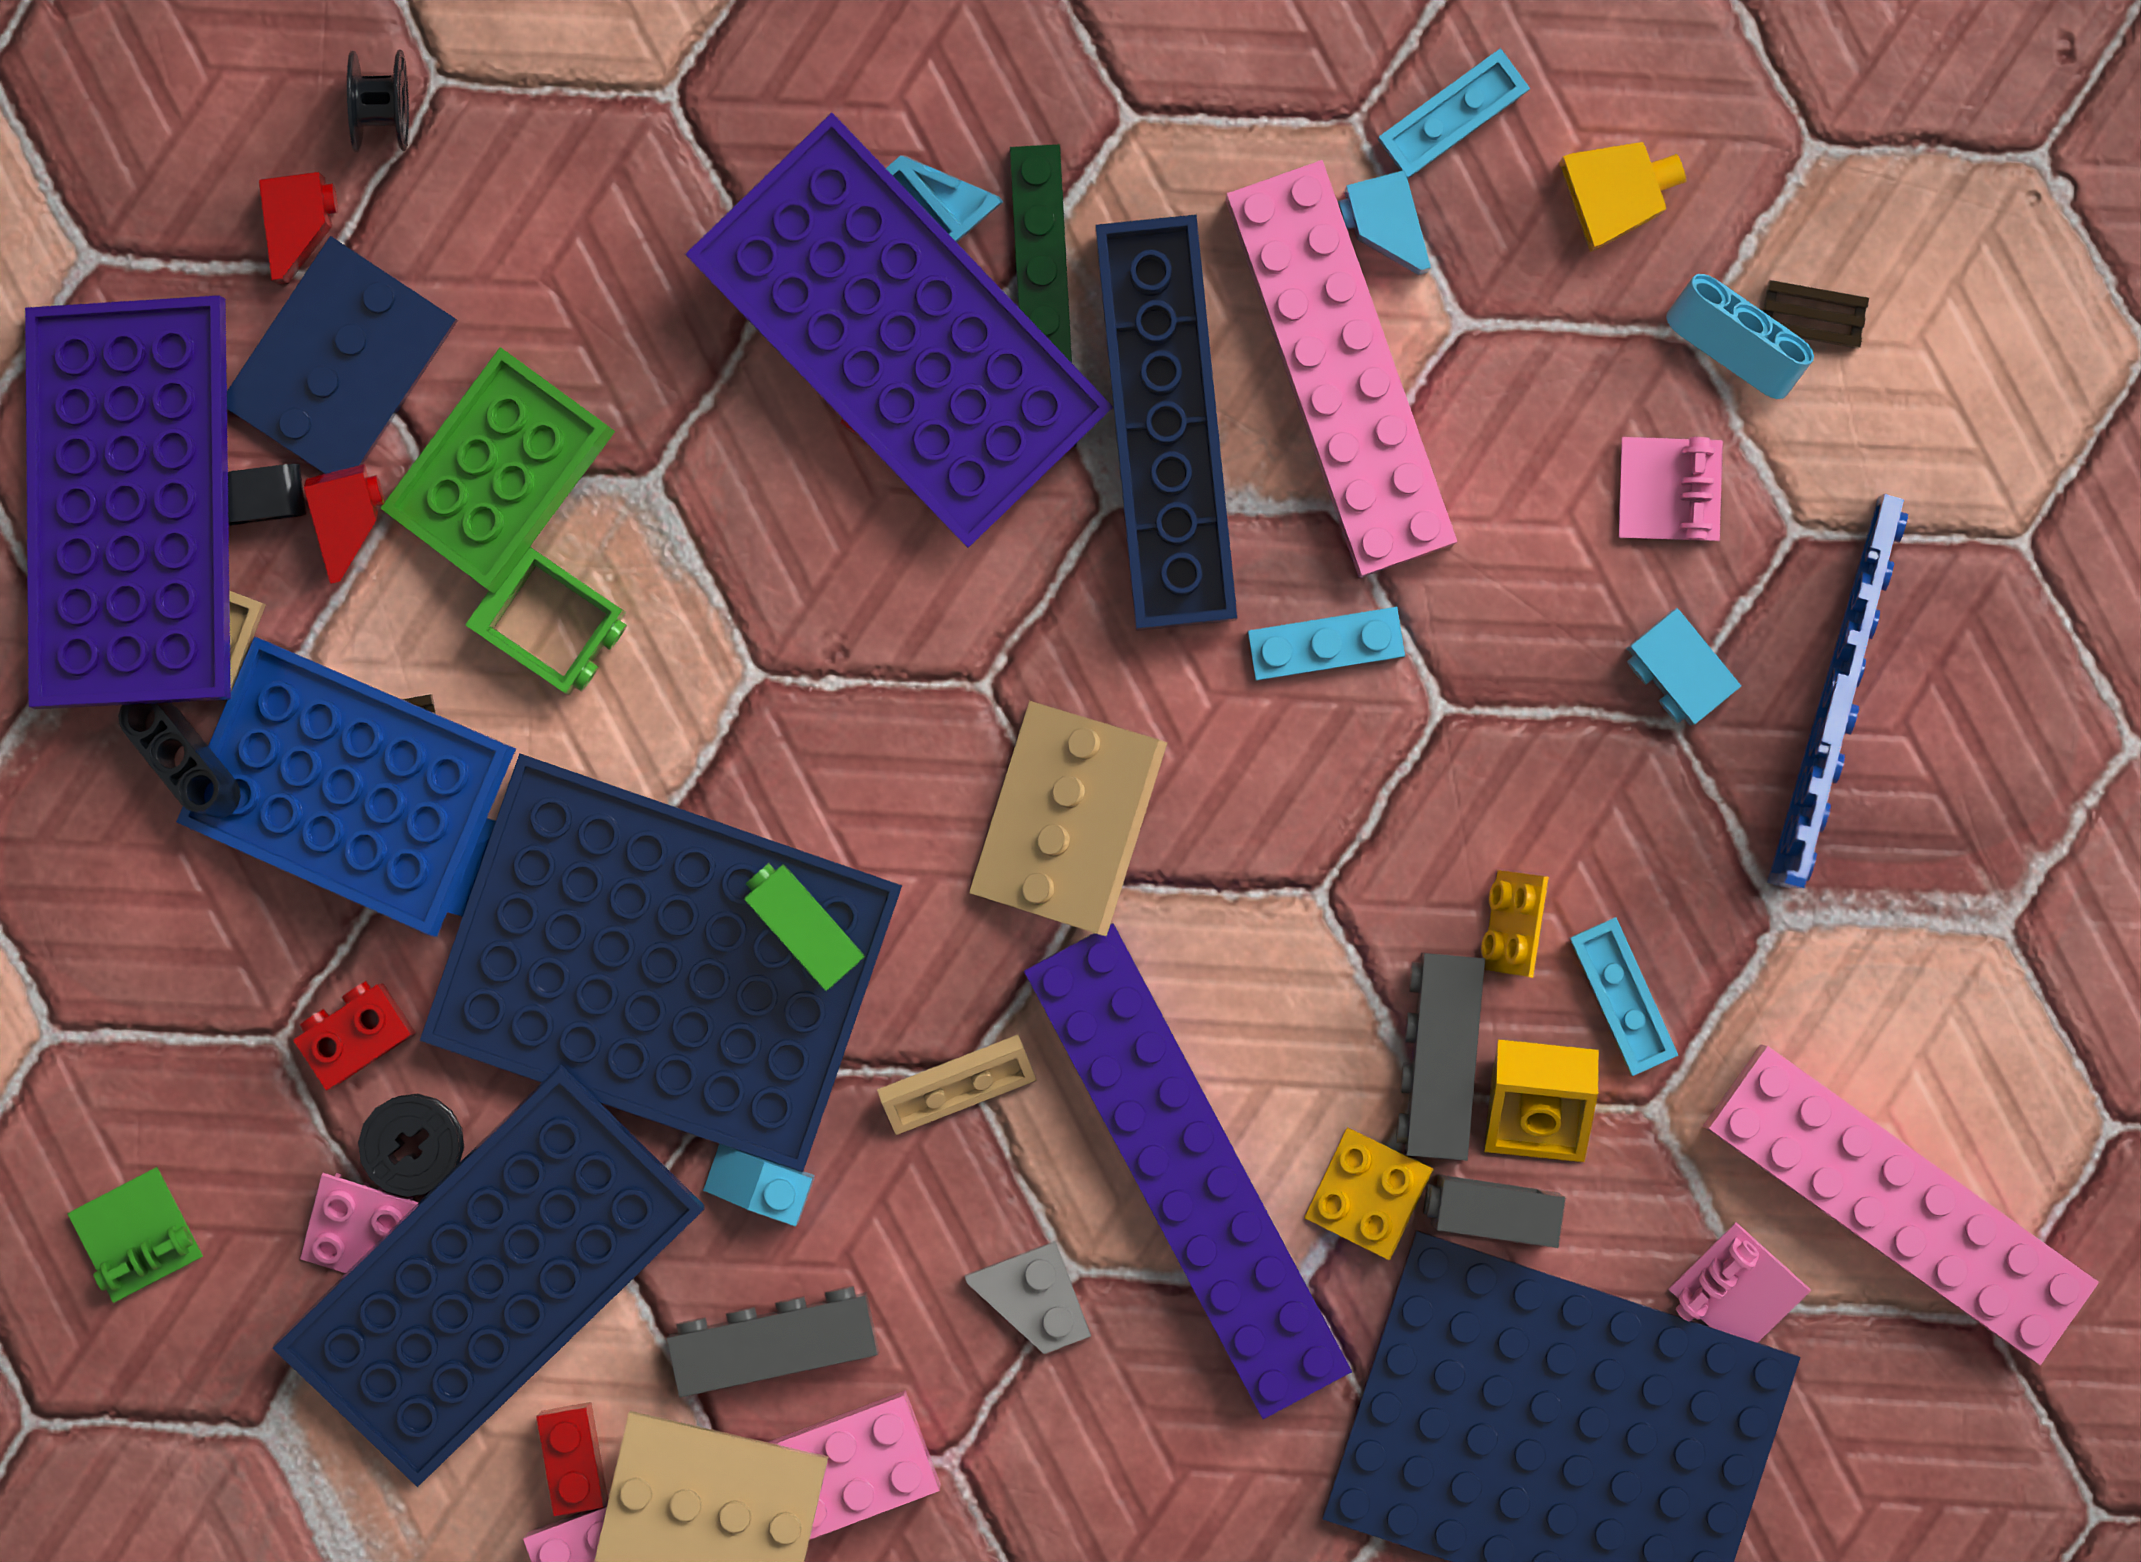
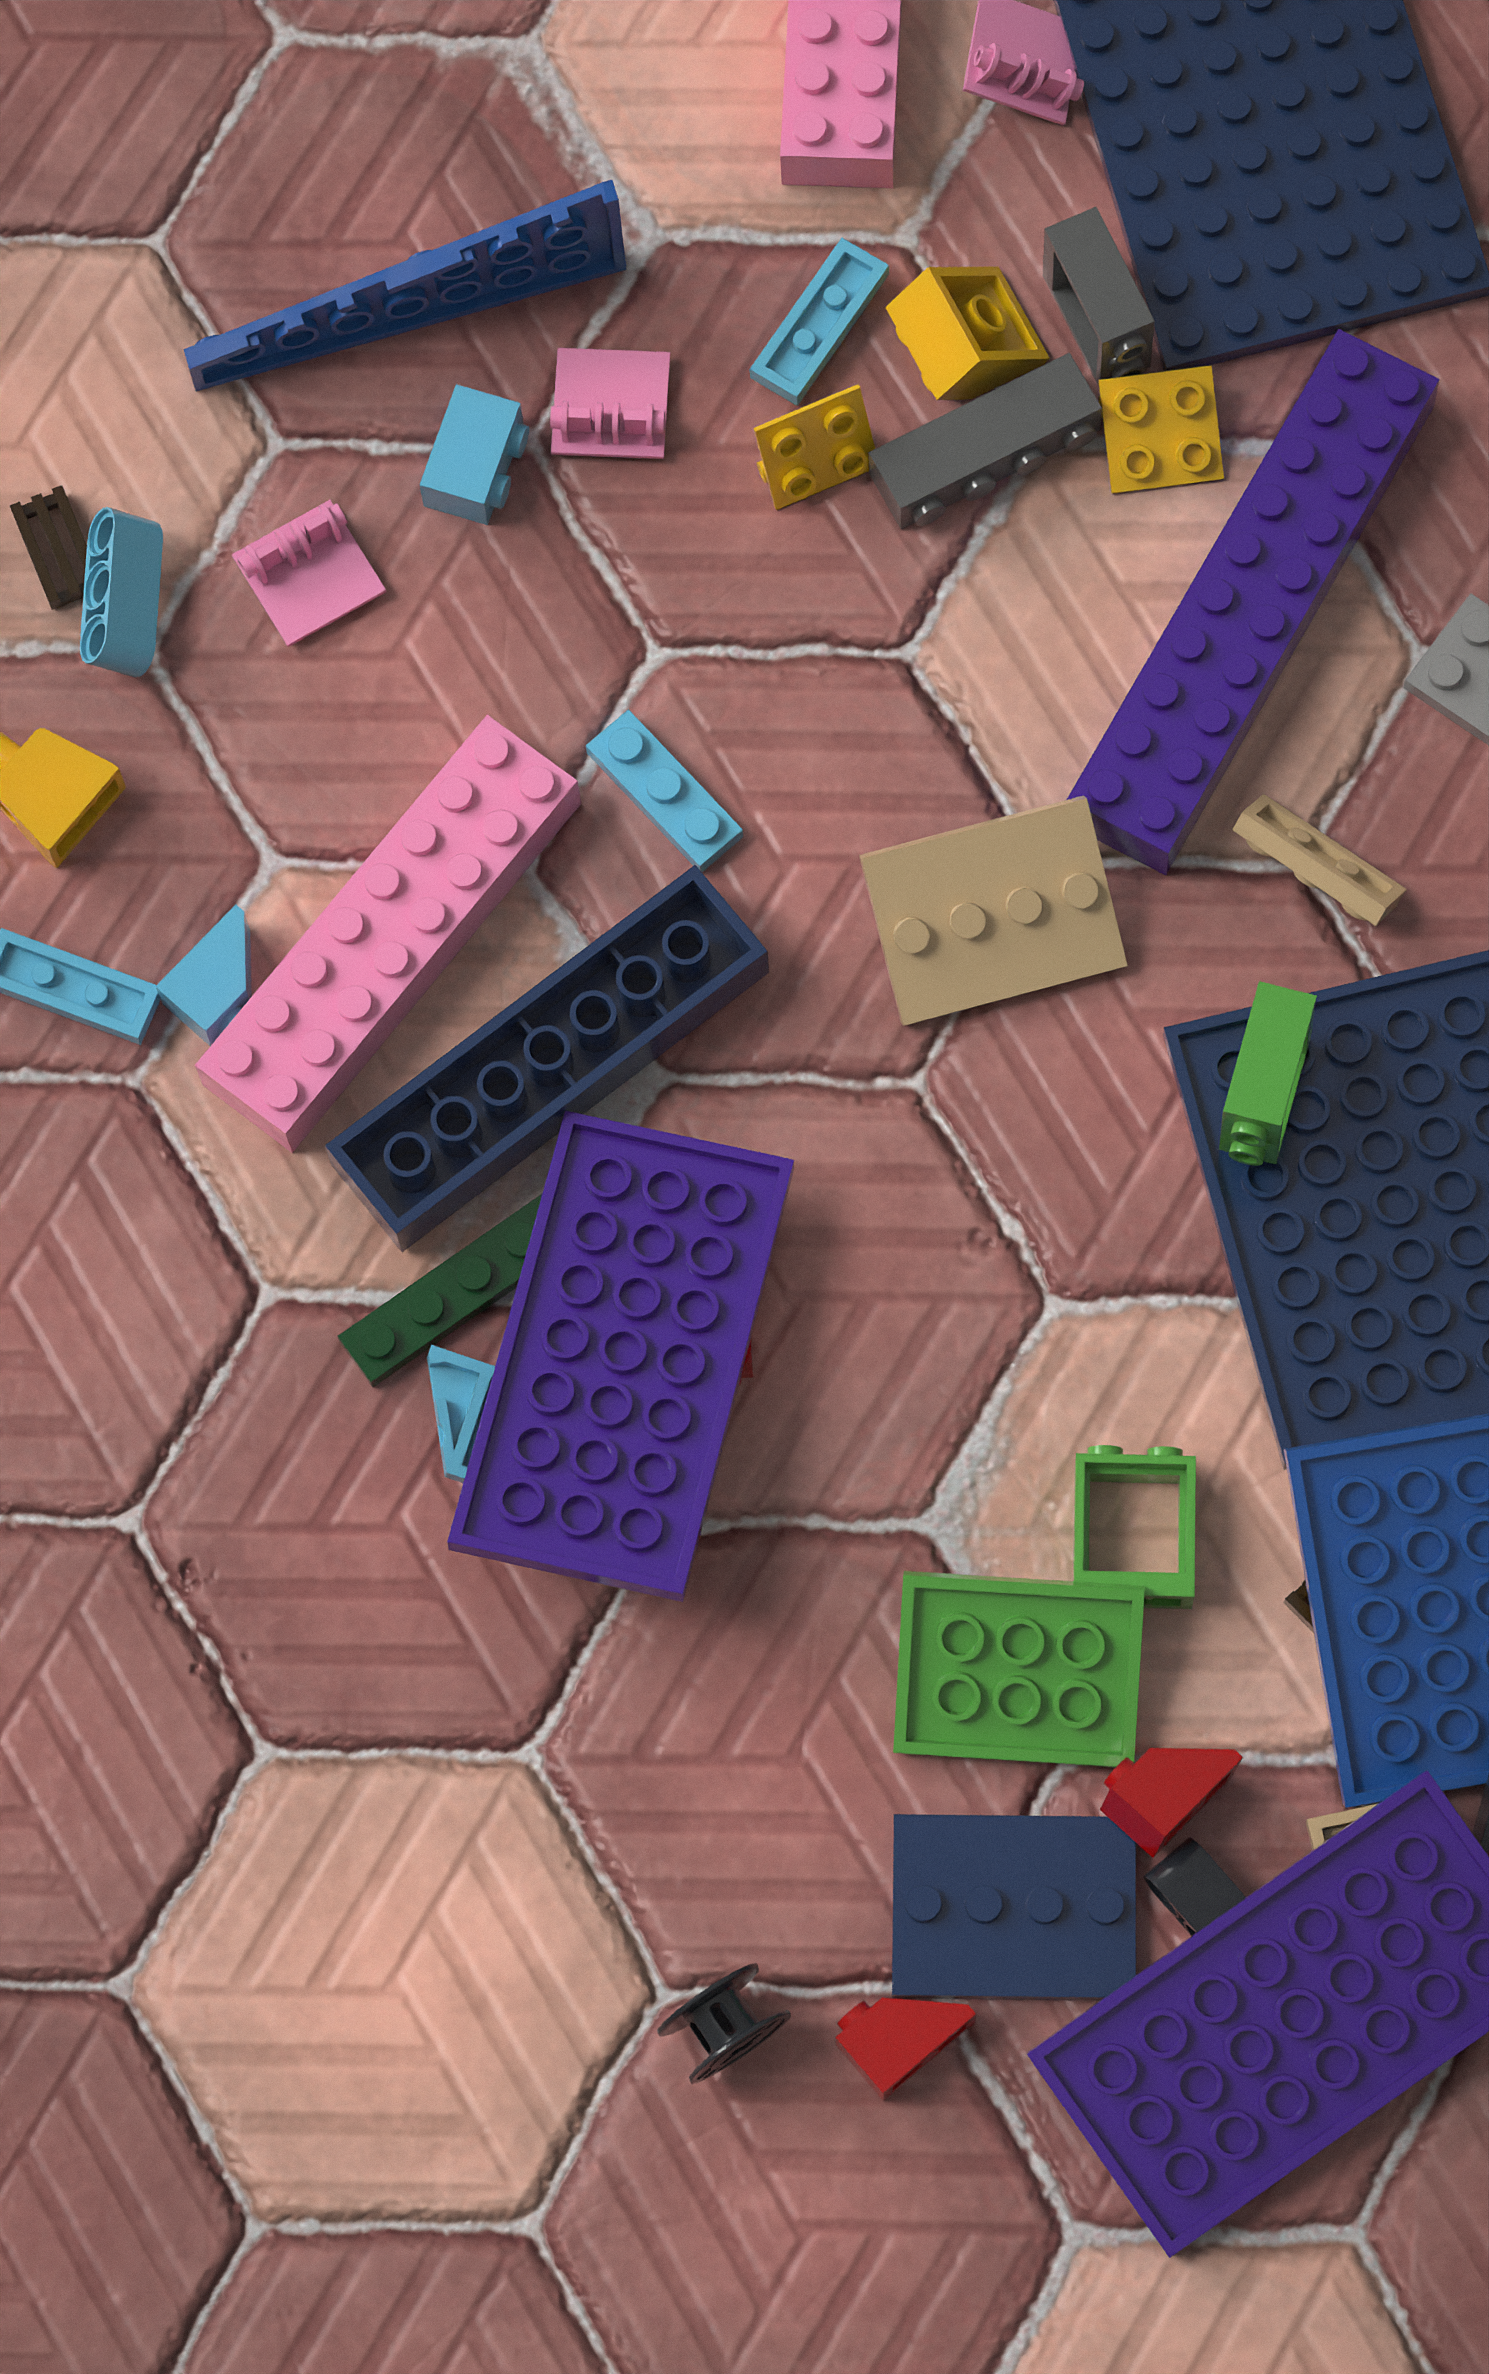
camera: 120 degrees left, 15 degrees down
(1661, 799) = (610, 403): none -> bright pink hinge

